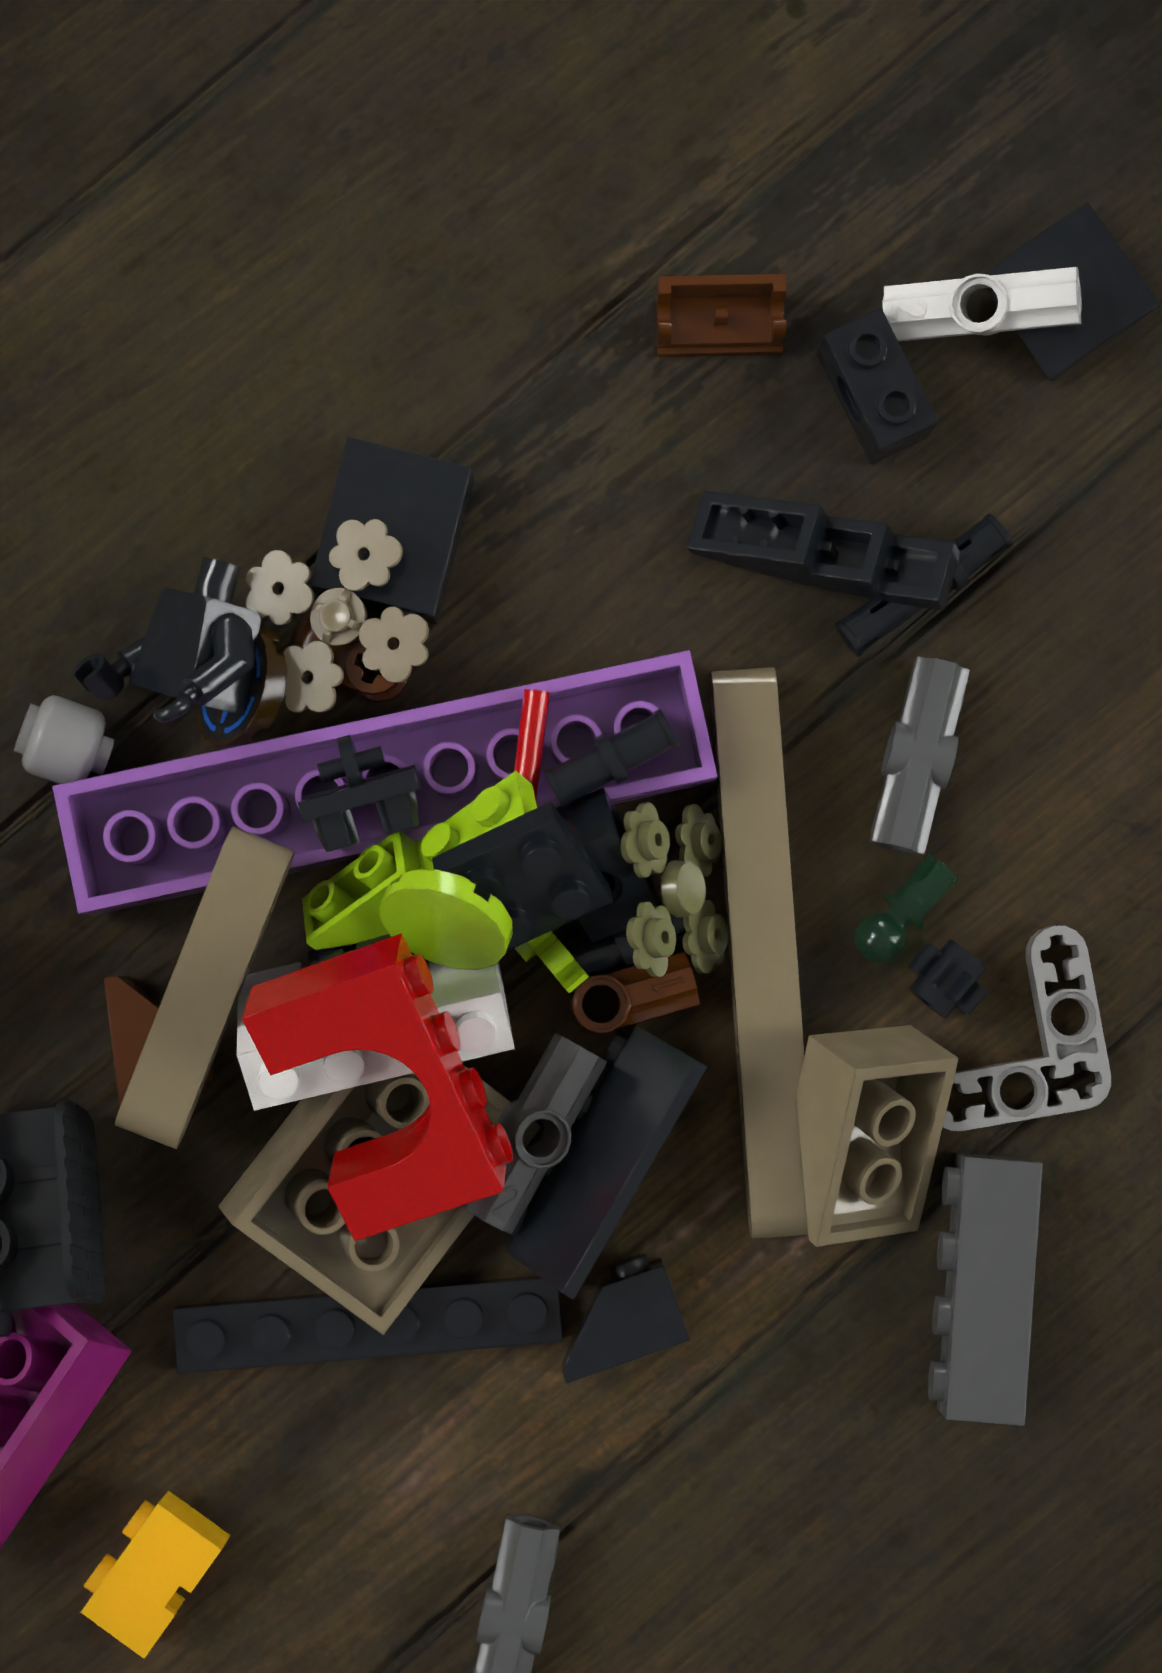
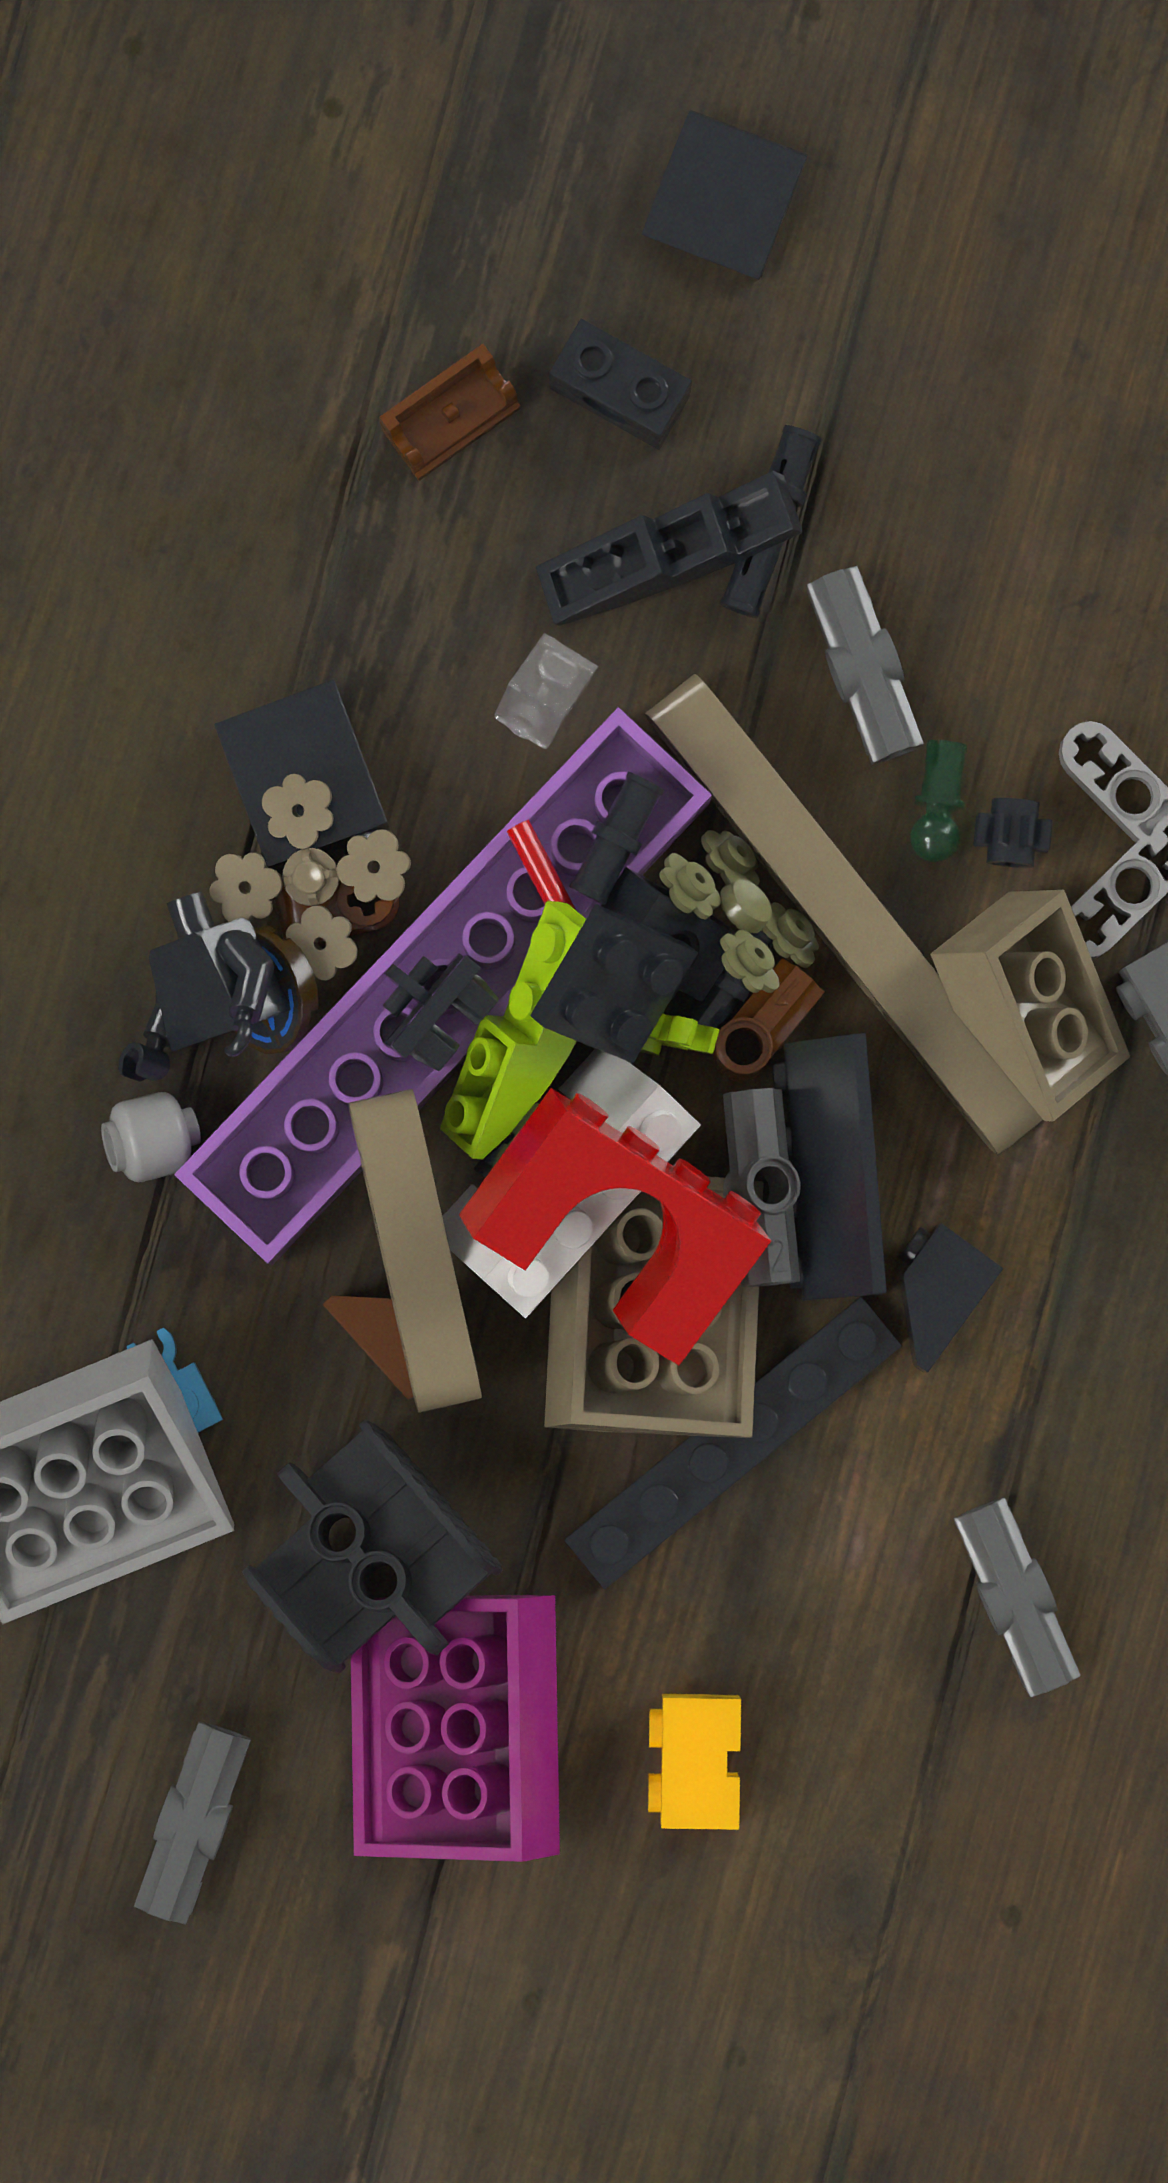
camera: 35 degrees left, 0 degrees up
(446, 919) = (576, 1055): lime tile -> none
(640, 597) = (544, 691): none -> clear bracket
(1023, 298) = (691, 231): white piece -> none

